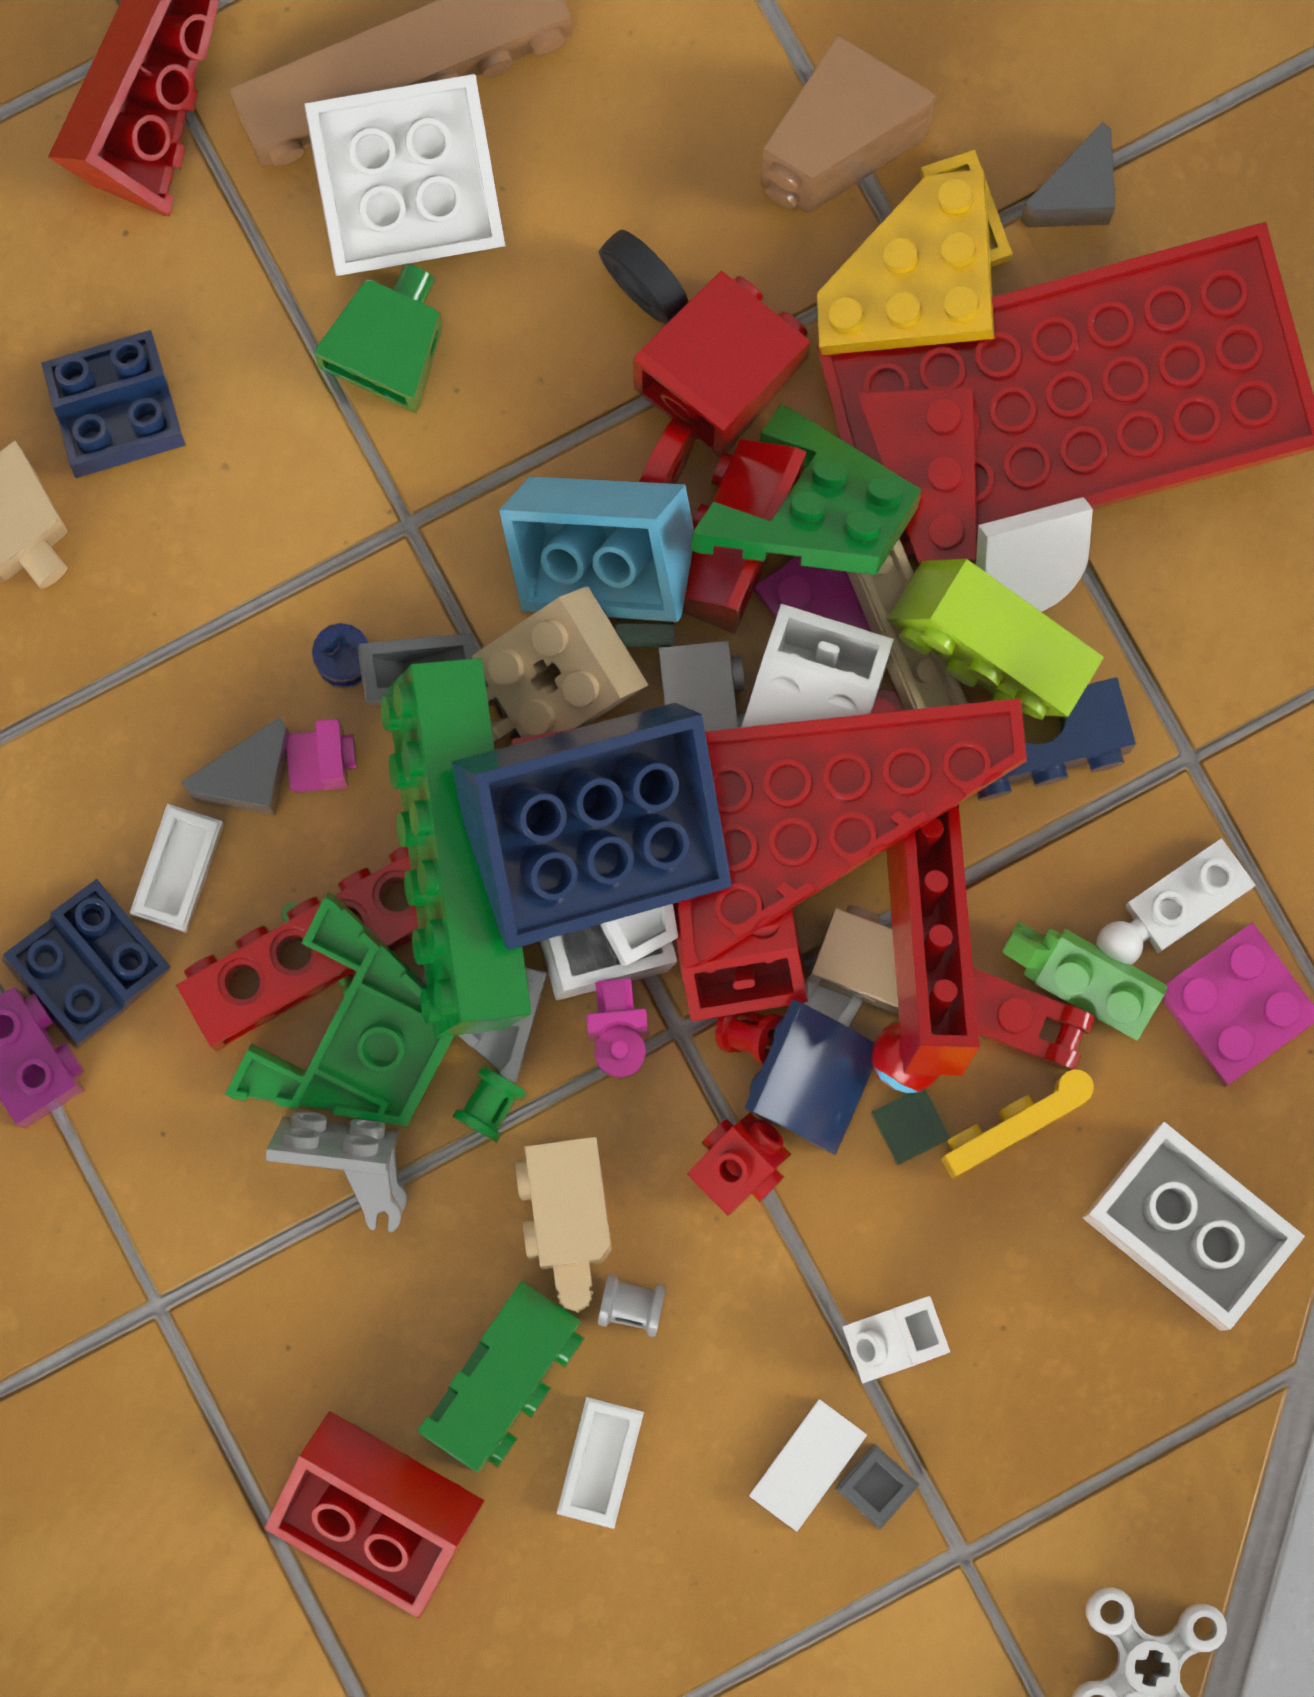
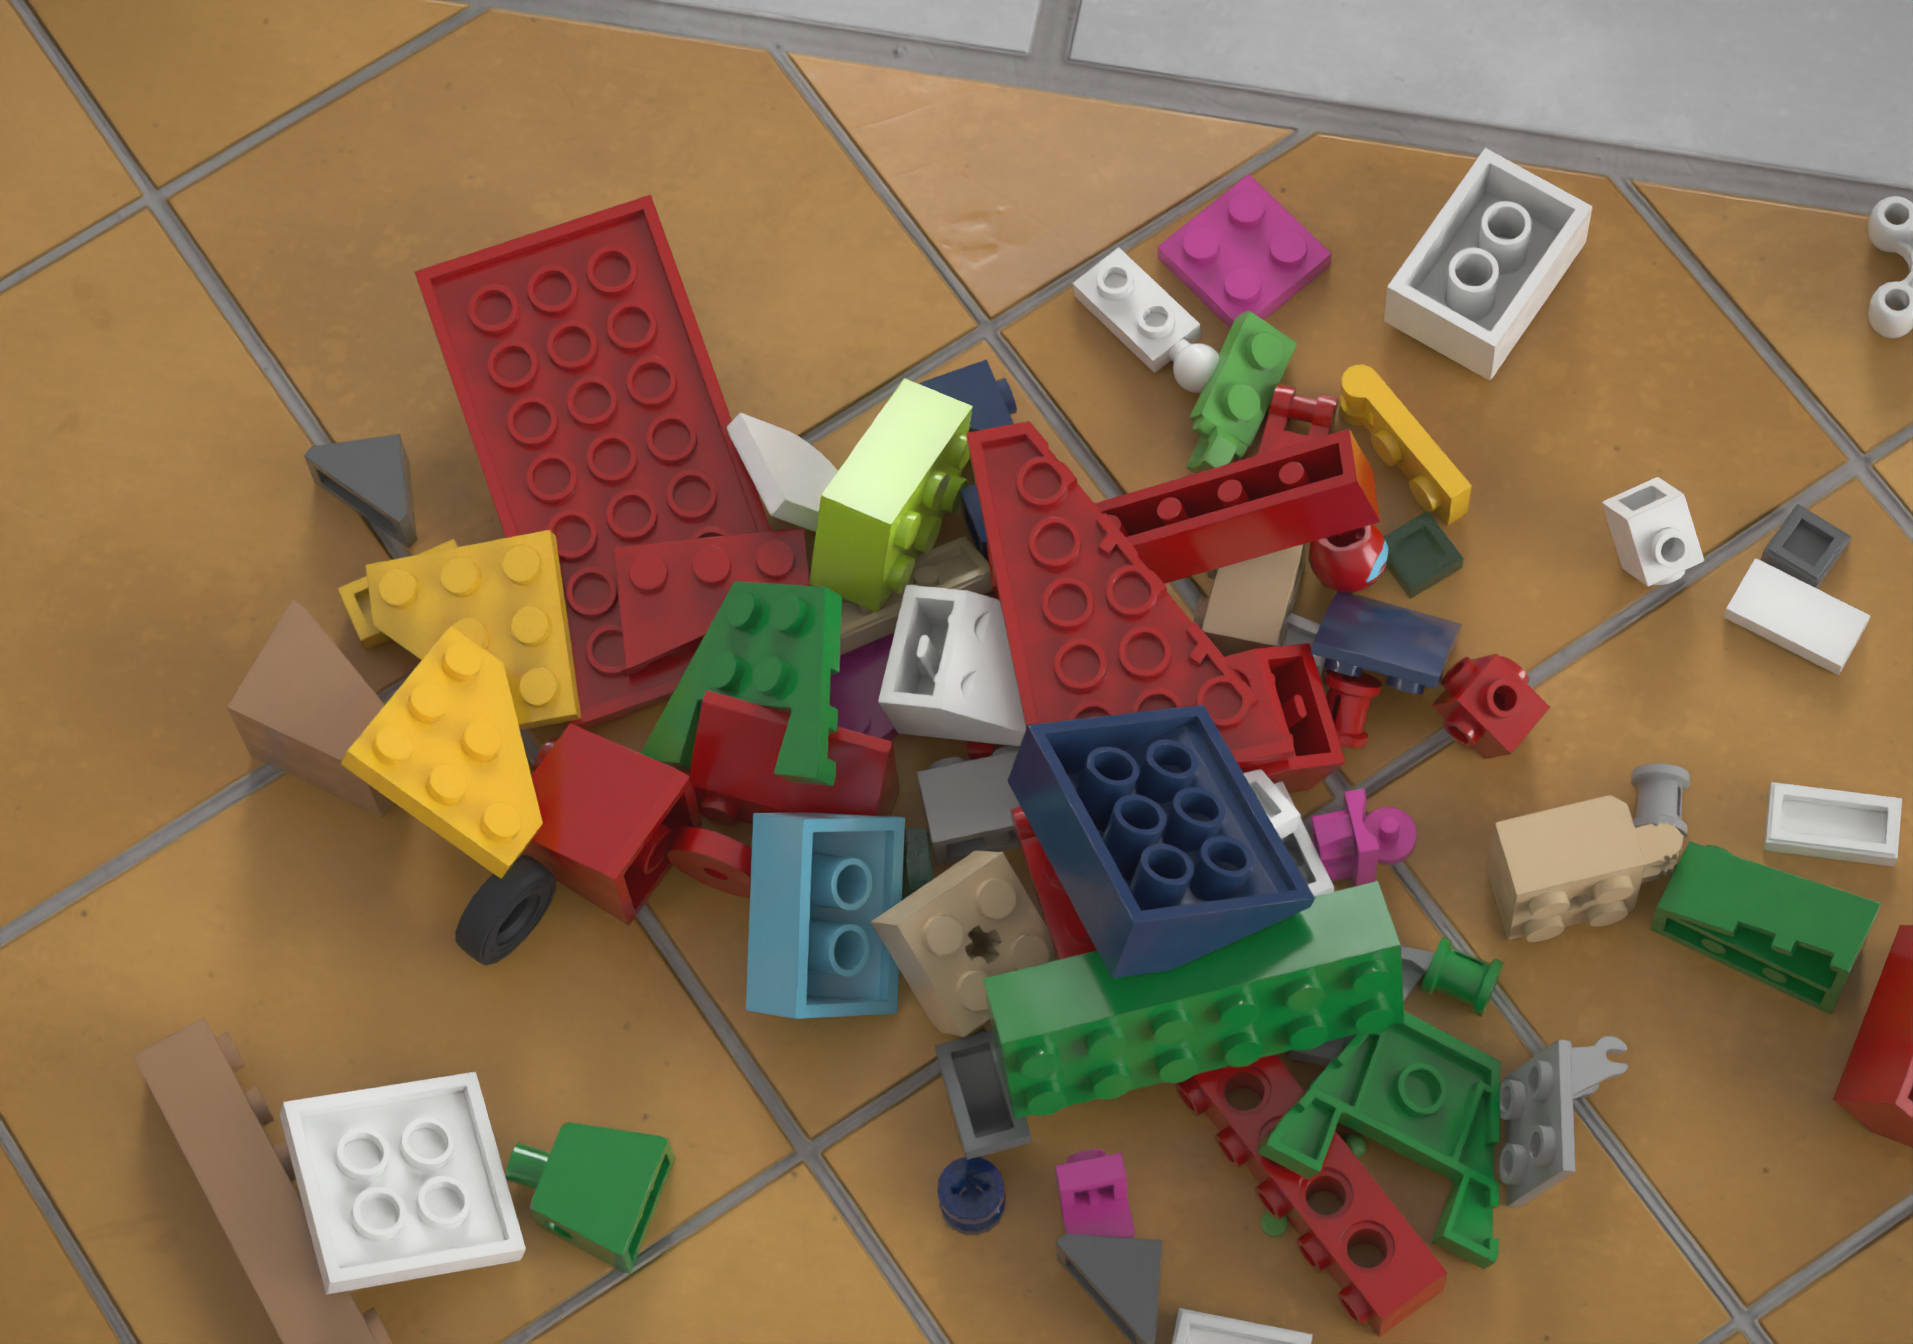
camera: 90 degrees left, 15 degrees down
(773, 230) = (455, 754): none -> yellow plate

